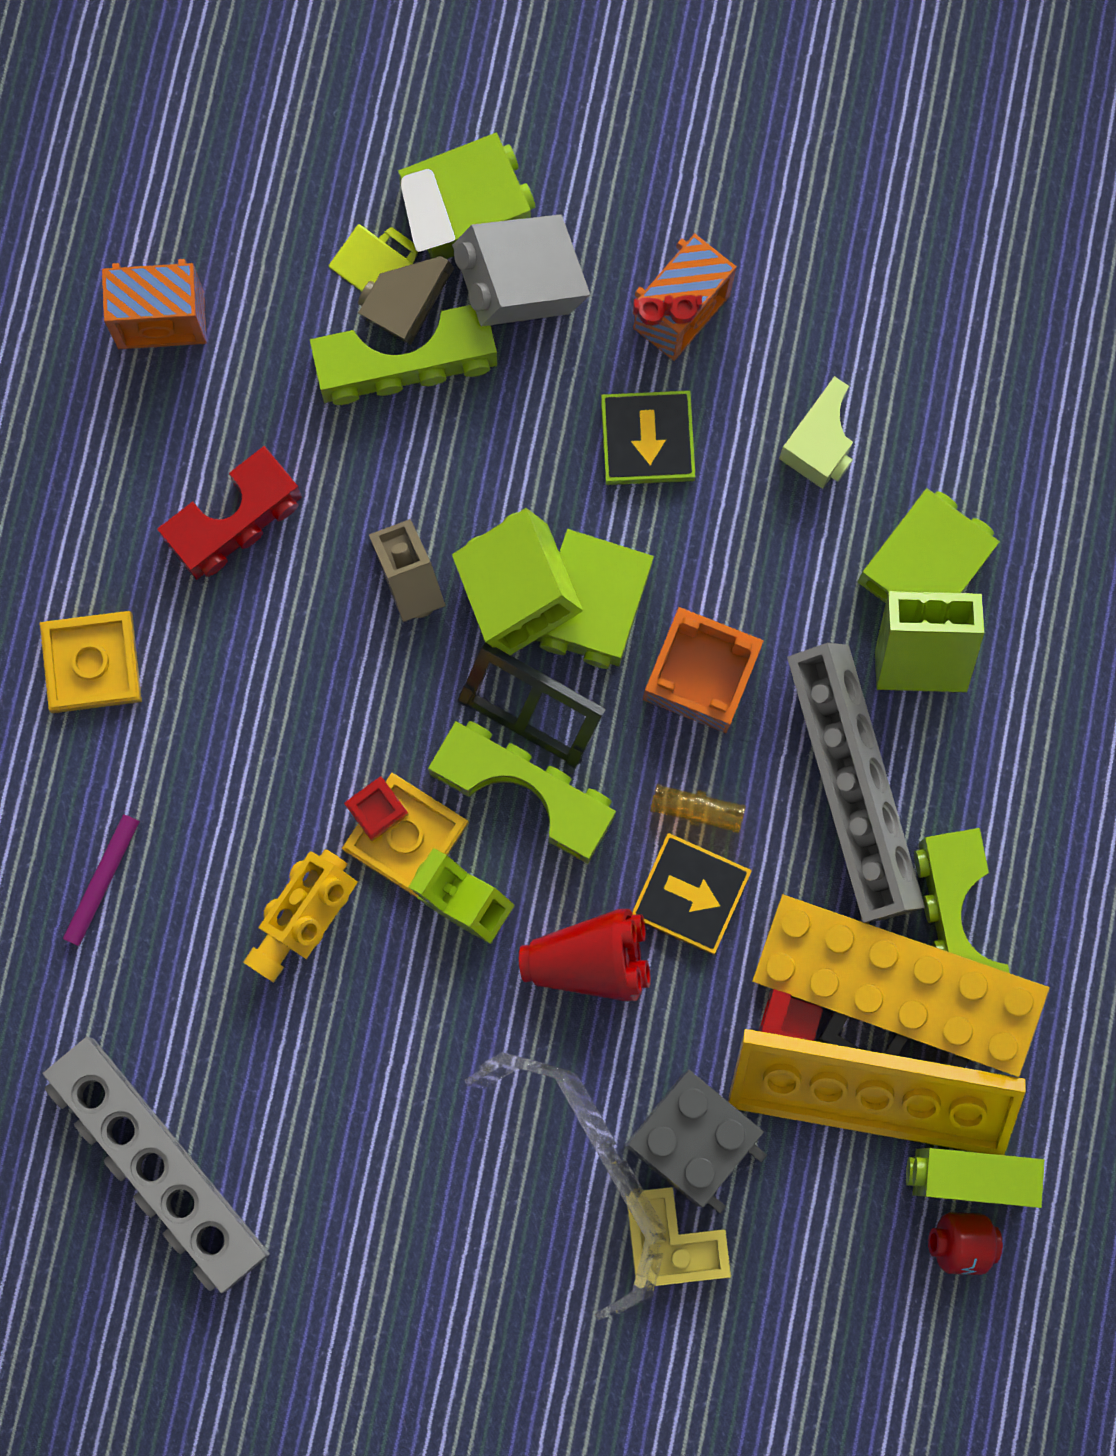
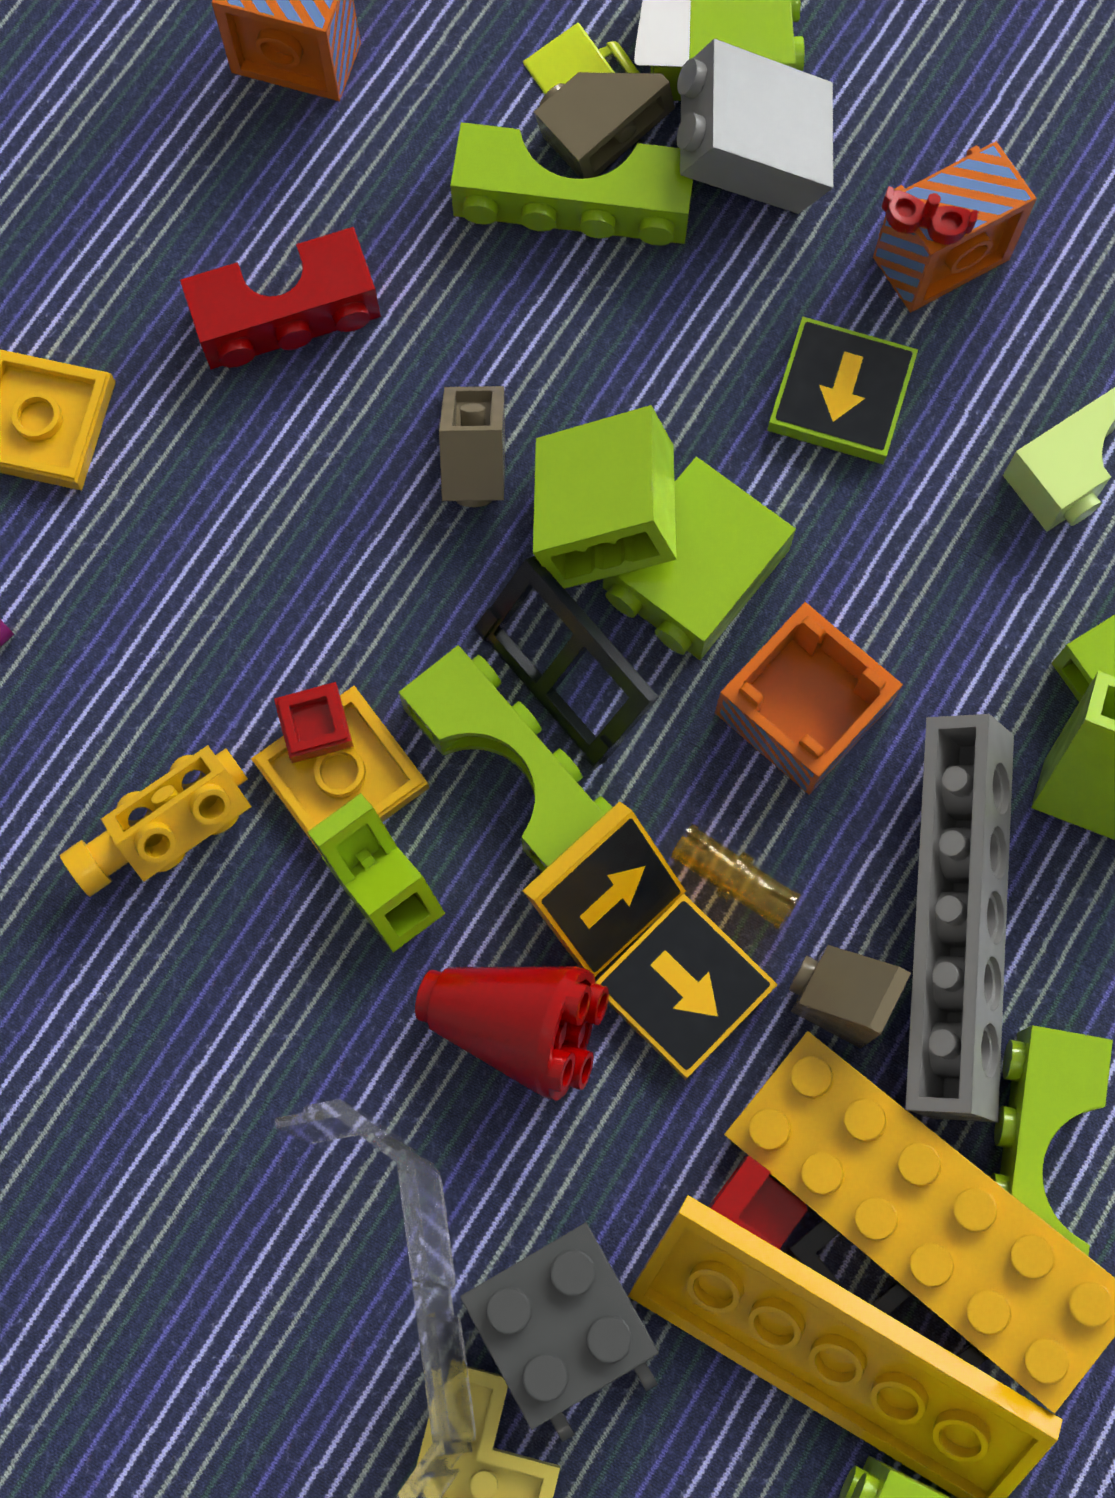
camera: 25 degrees right, 5 degrees down
(617, 851) = (605, 889): none -> black tile
(799, 860) = (847, 993): none -> dark tan slope

